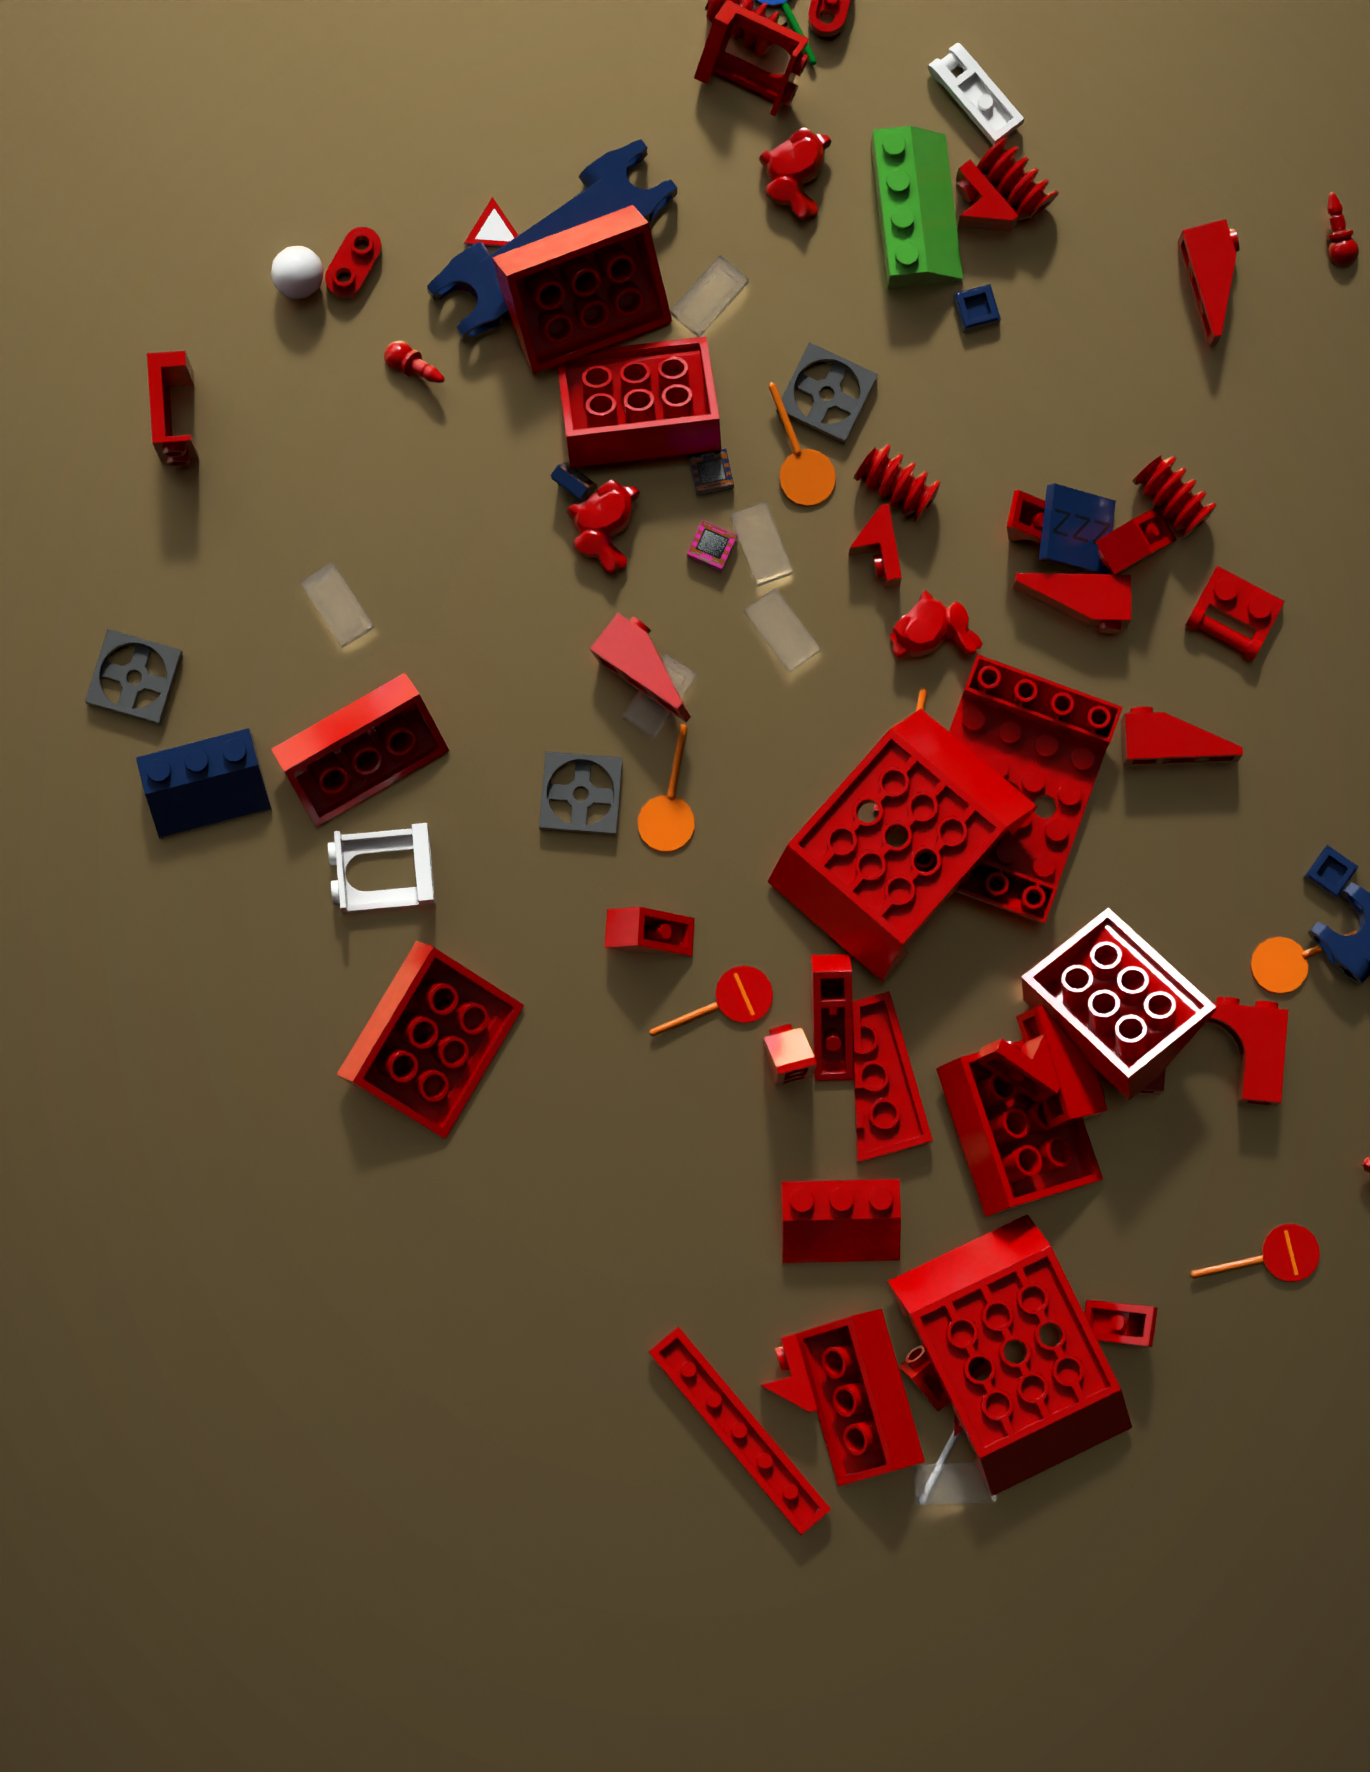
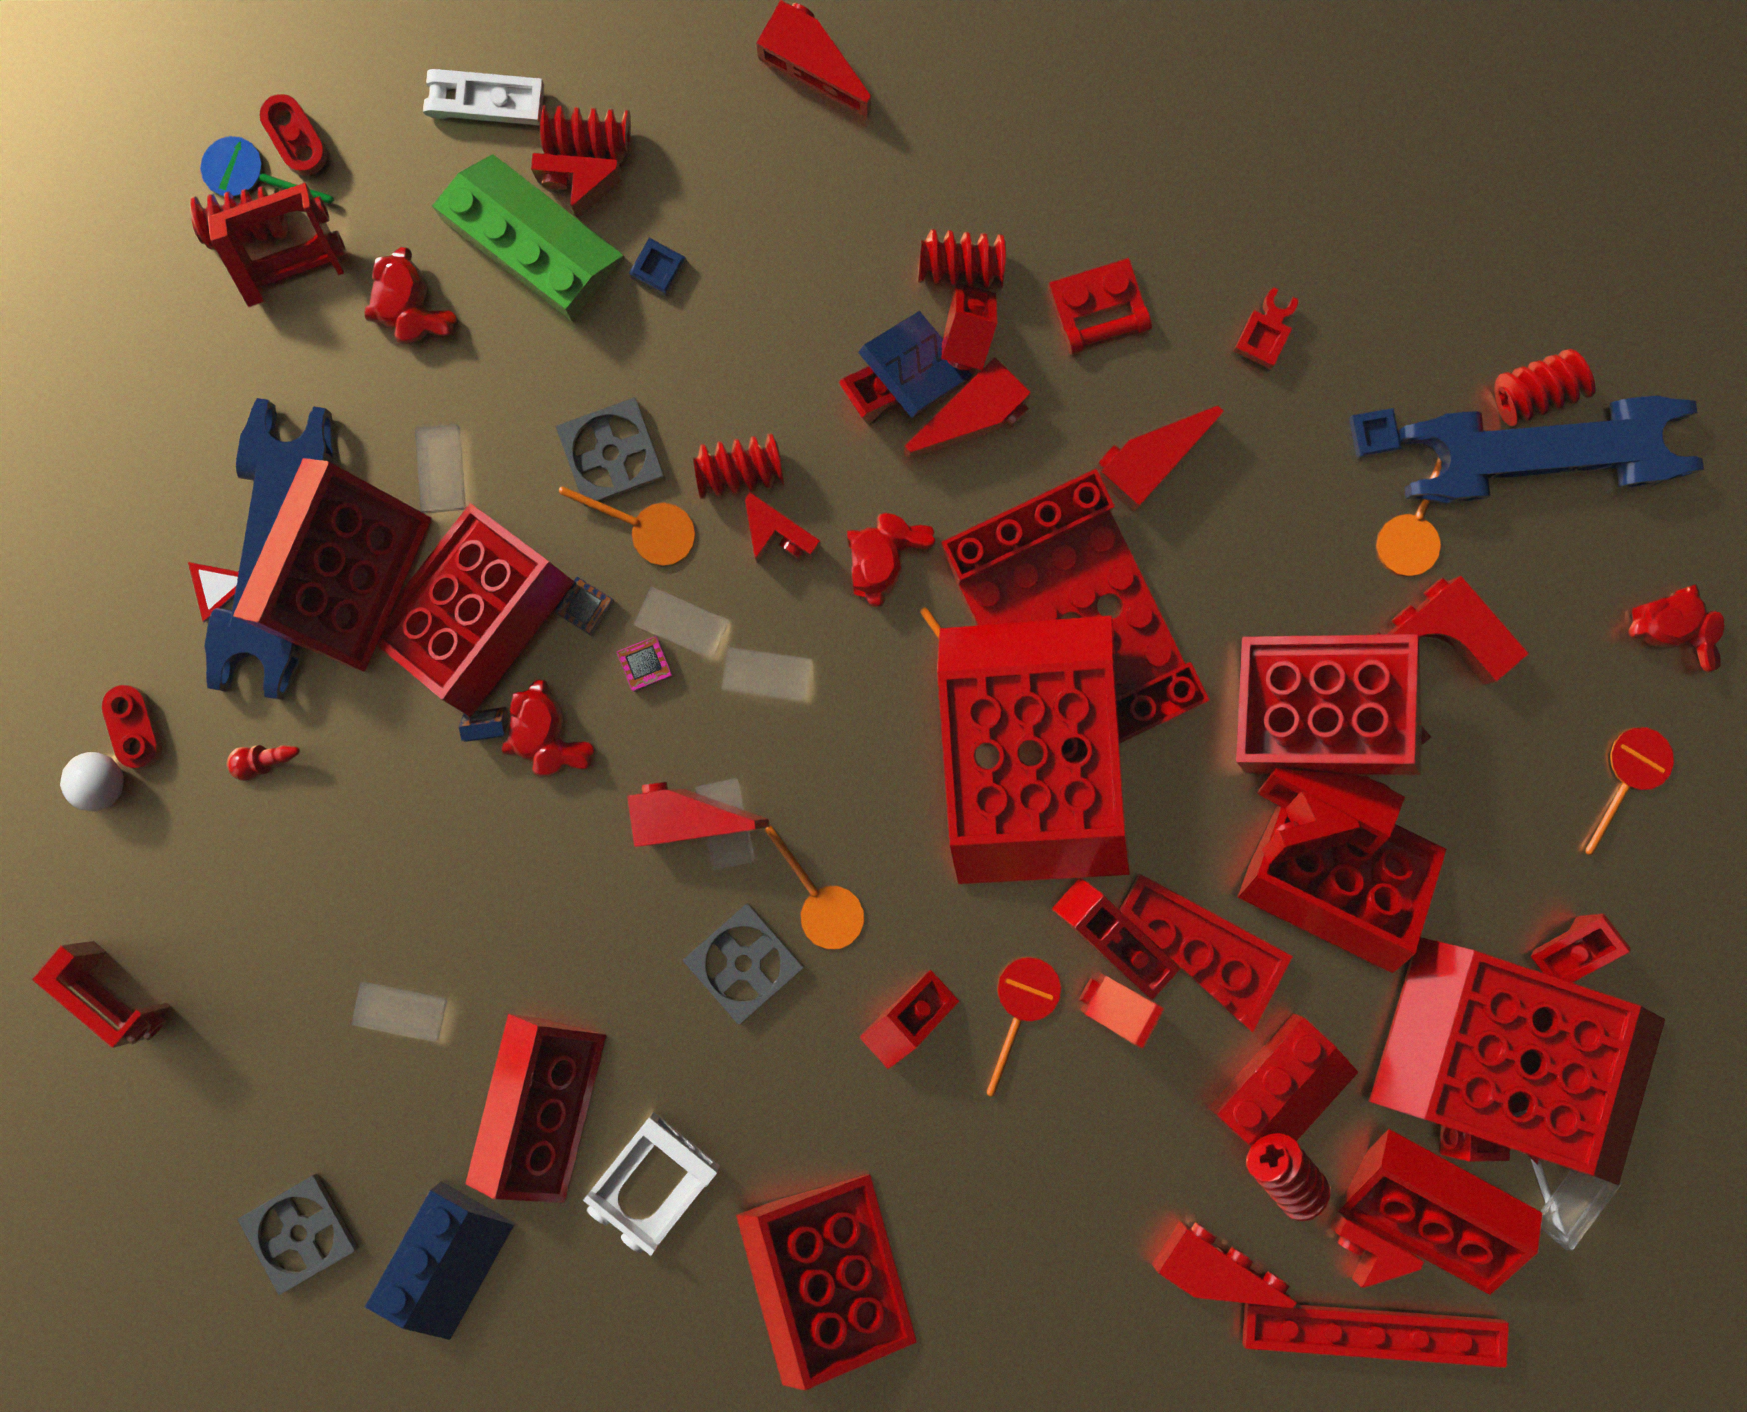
camera: 45 degrees left, 5 degrees up
(675, 1280) = (1211, 1273): none -> red slope
(787, 1269) = (1289, 1176): none -> red piece
(1323, 738) = (1265, 333): none -> red plate

